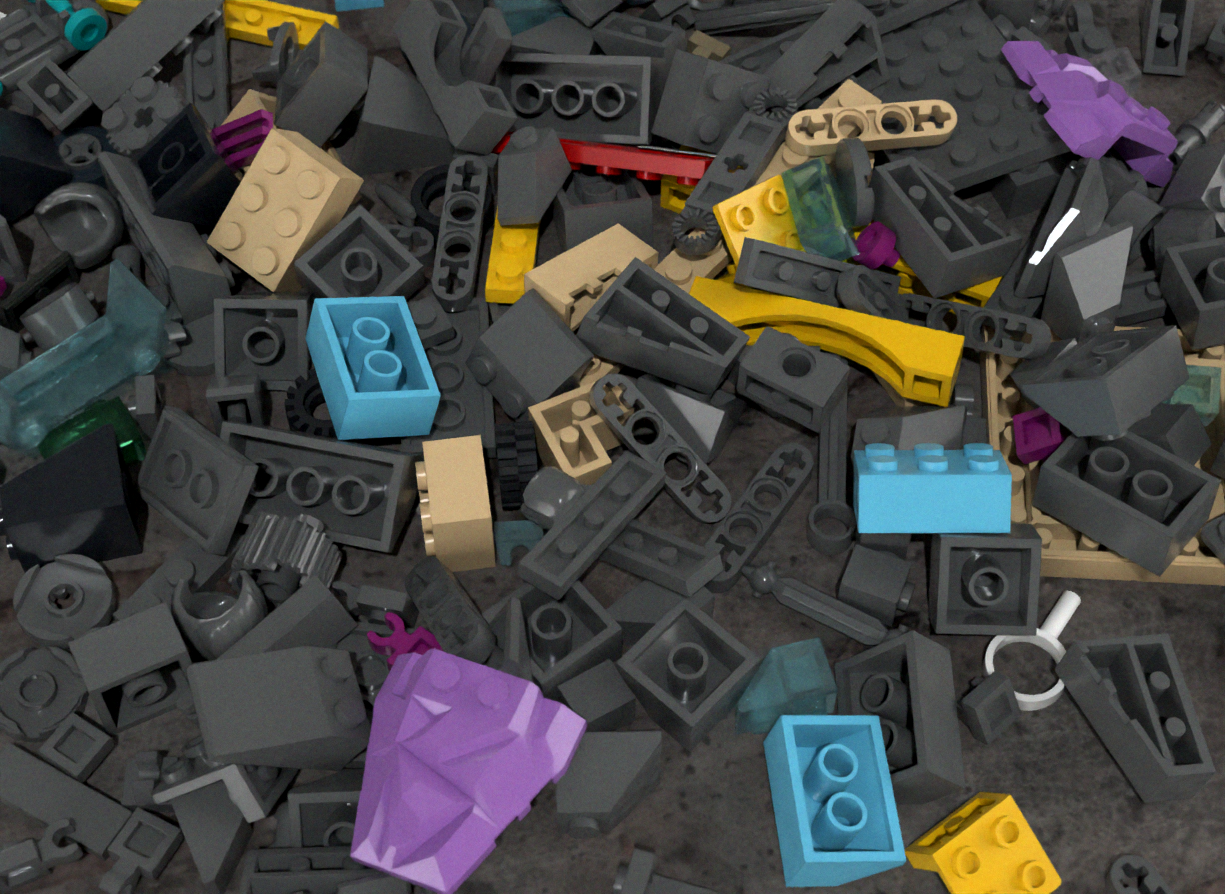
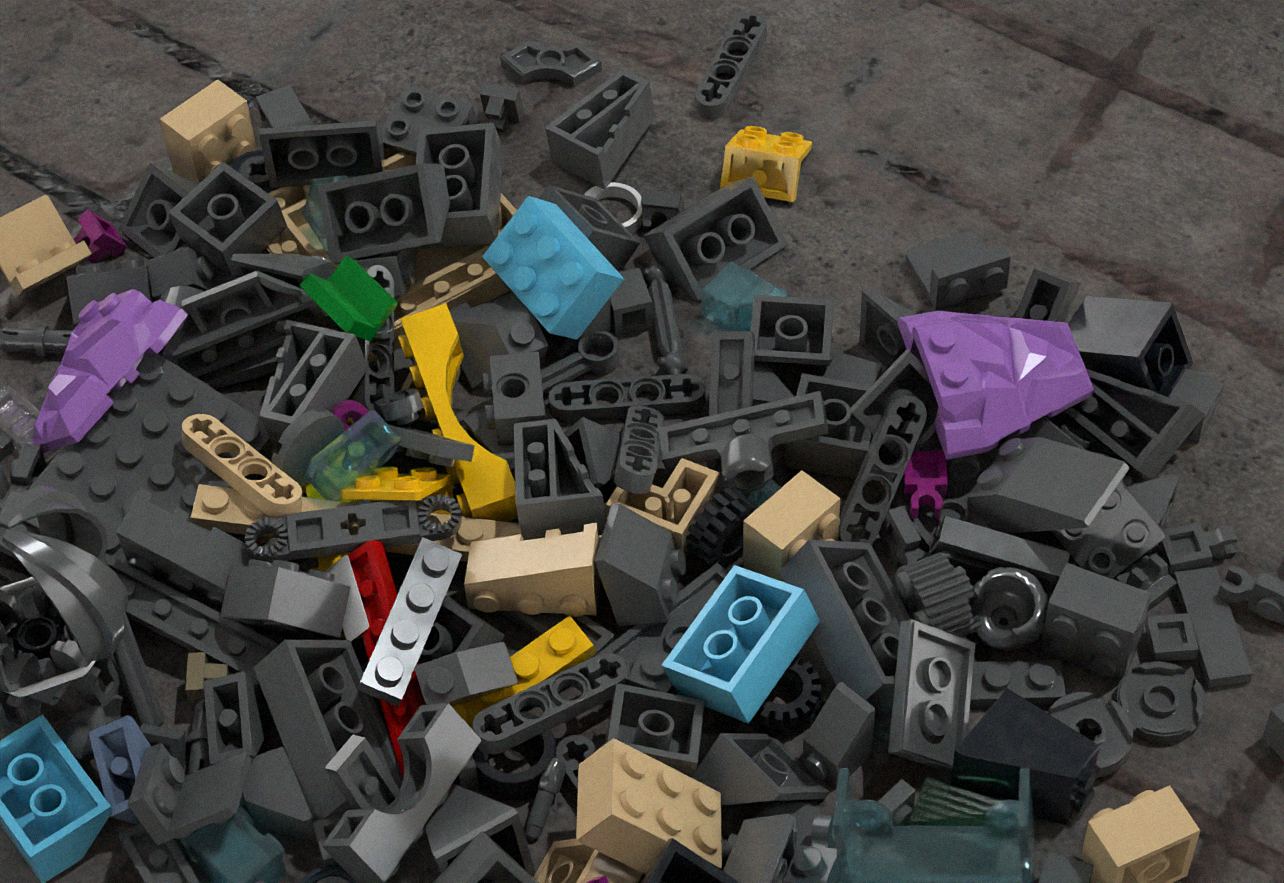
camera: 125 degrees left, 5 degrees down
(607, 158) = (409, 622): none -> plate
(832, 799) = (804, 231): medium azure slope -> none
(1008, 288) = (351, 299): none -> green panel
(1037, 435) = (438, 259): magenta tile -> none

